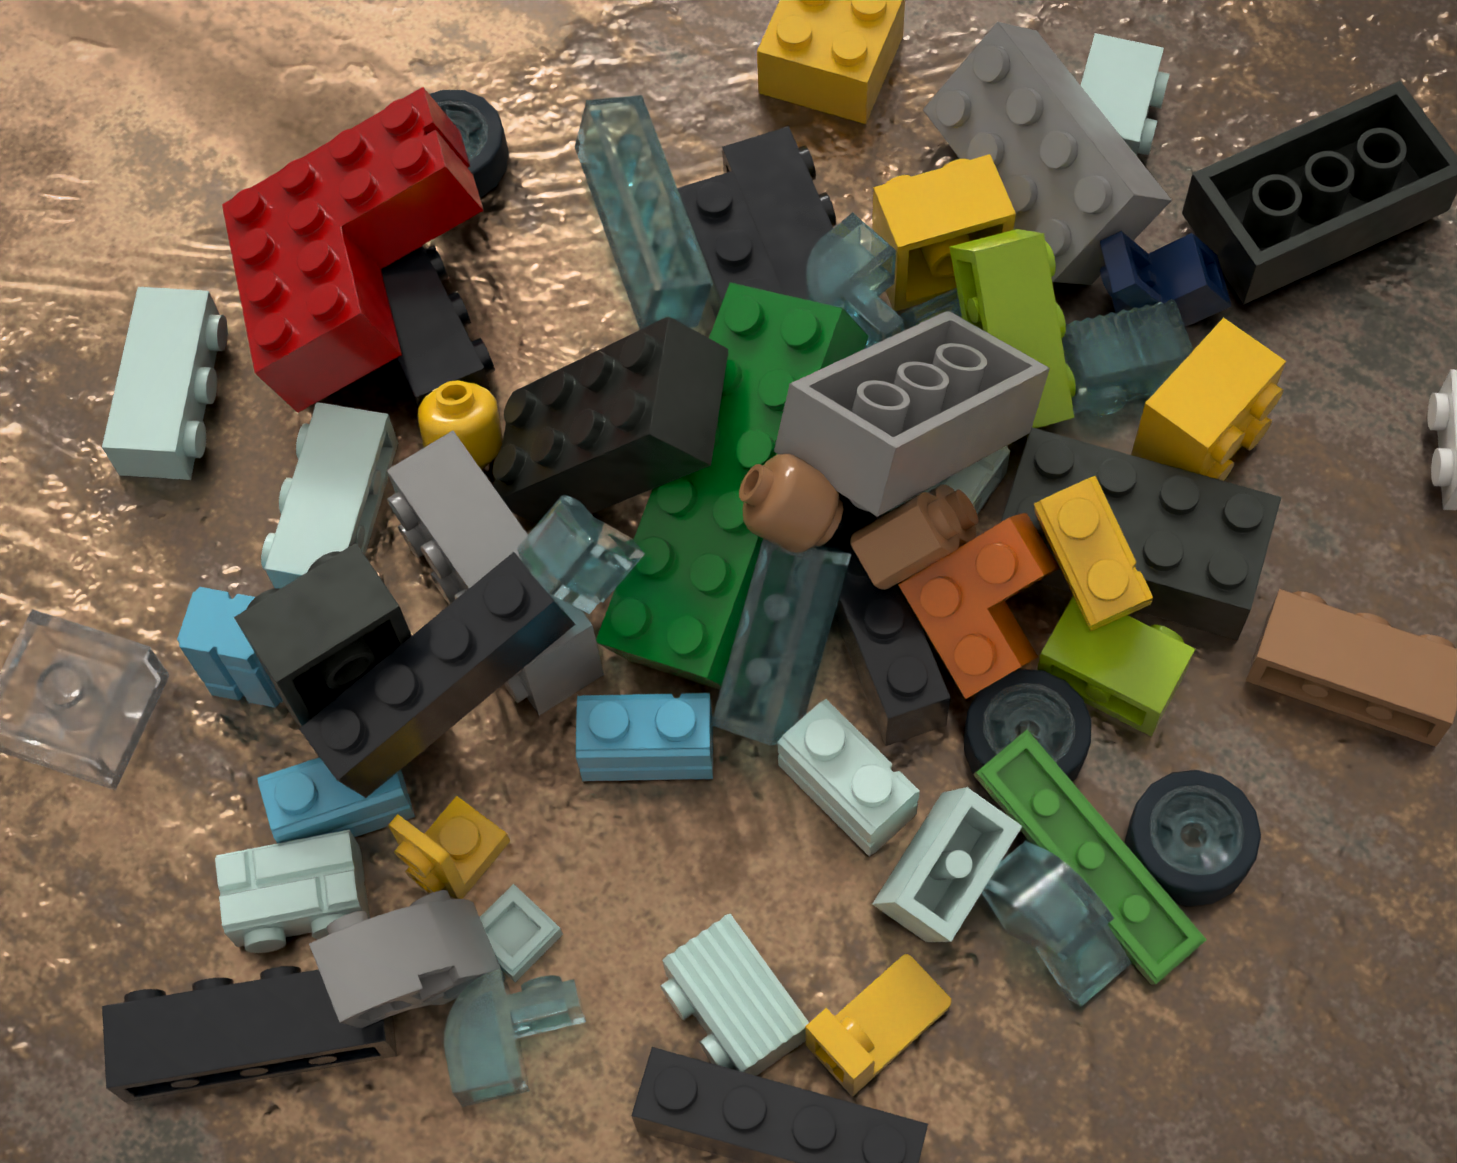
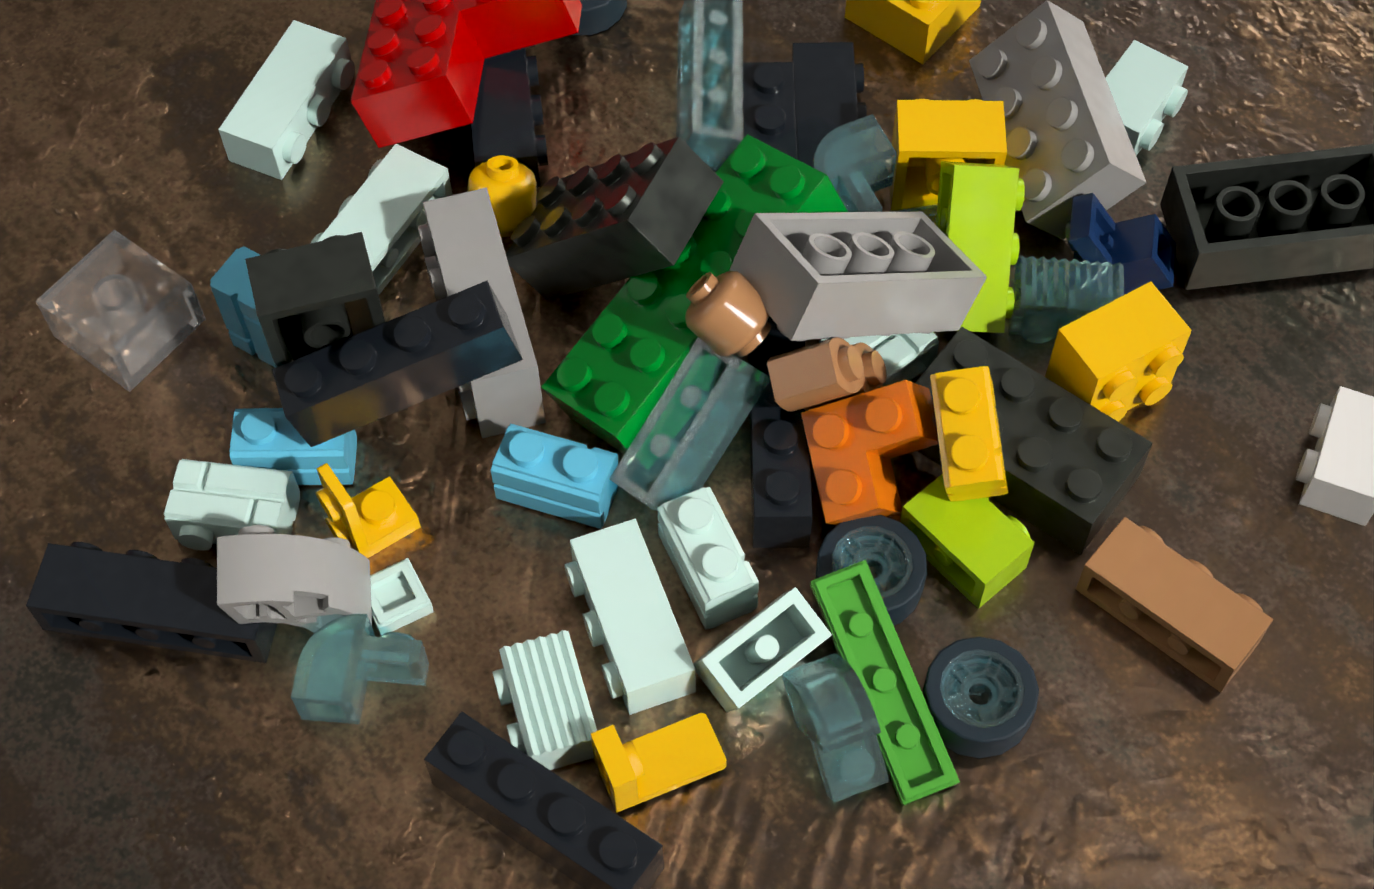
camera: 15 degrees right, 5 degrees down
(578, 554) = (545, 306): clear light blue brick -> none
(787, 872) = (630, 617): none -> light aqua brick

